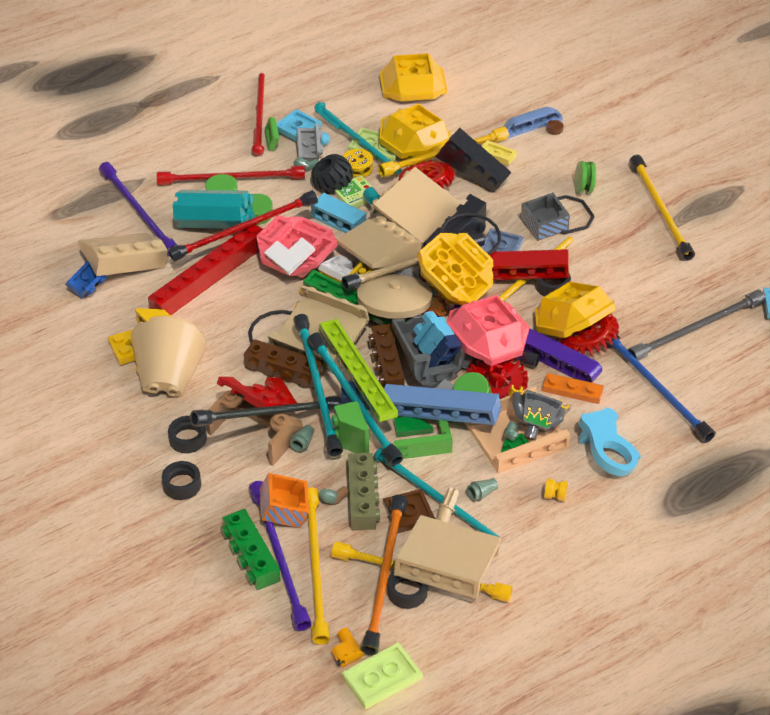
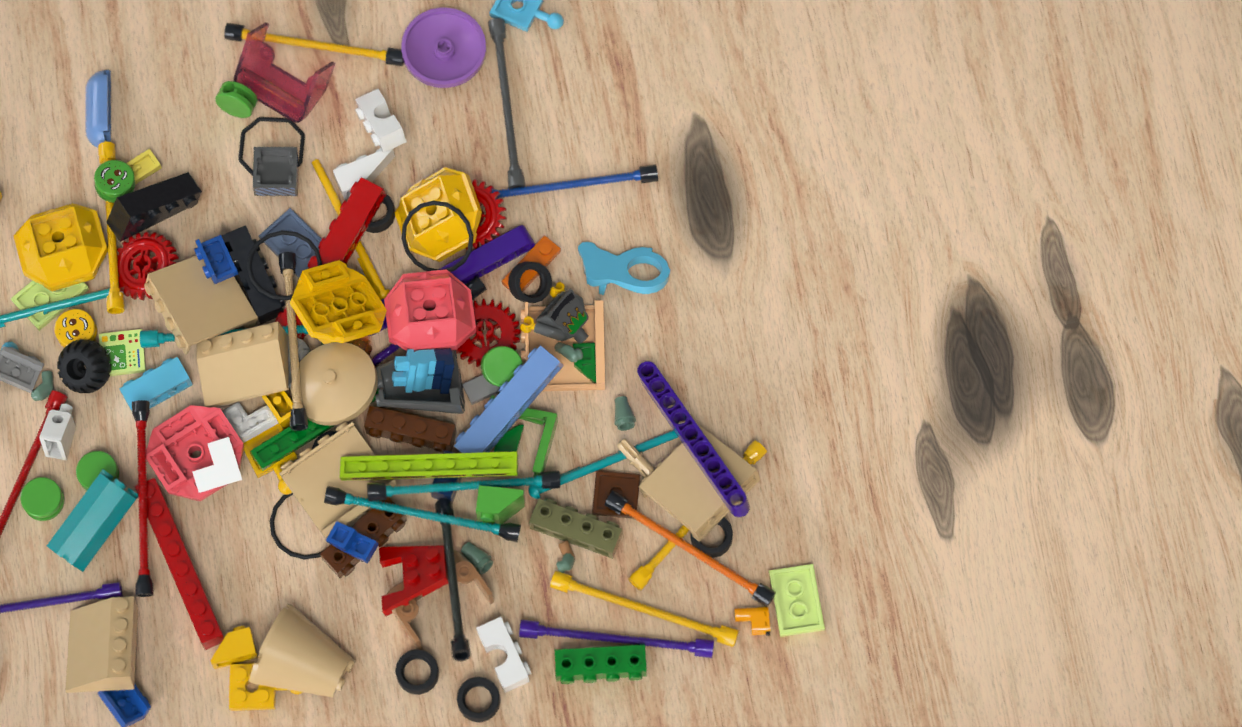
camera: 65 degrees left, 25 degrees up
(216, 493) = (497, 636): none -> white arch
(270, 348) = (352, 542): none -> blue slope
(274, 176) = (58, 432): none -> white torso
(284, 500) = (560, 608): orange container -> none
(449, 199) = (216, 258): none -> blue bracket
(480, 532) = (696, 446): none -> dark purple beam
(481, 134) = (114, 180): none -> bright green head
(555, 127) = (122, 86): reddish brown tile -> none
(555, 489) = (658, 346): yellow wheel -> none
(556, 370) = (545, 282): none -> black tyre
(566, 317) = (404, 228): none -> black piece
(585, 265) = (365, 166): none -> white slope
(613, 191) = (274, 85): none -> clear pink windscreen
(622, 253) = (378, 120): none -> white arch
(713, 270) = (443, 47): none -> medium lavender dish

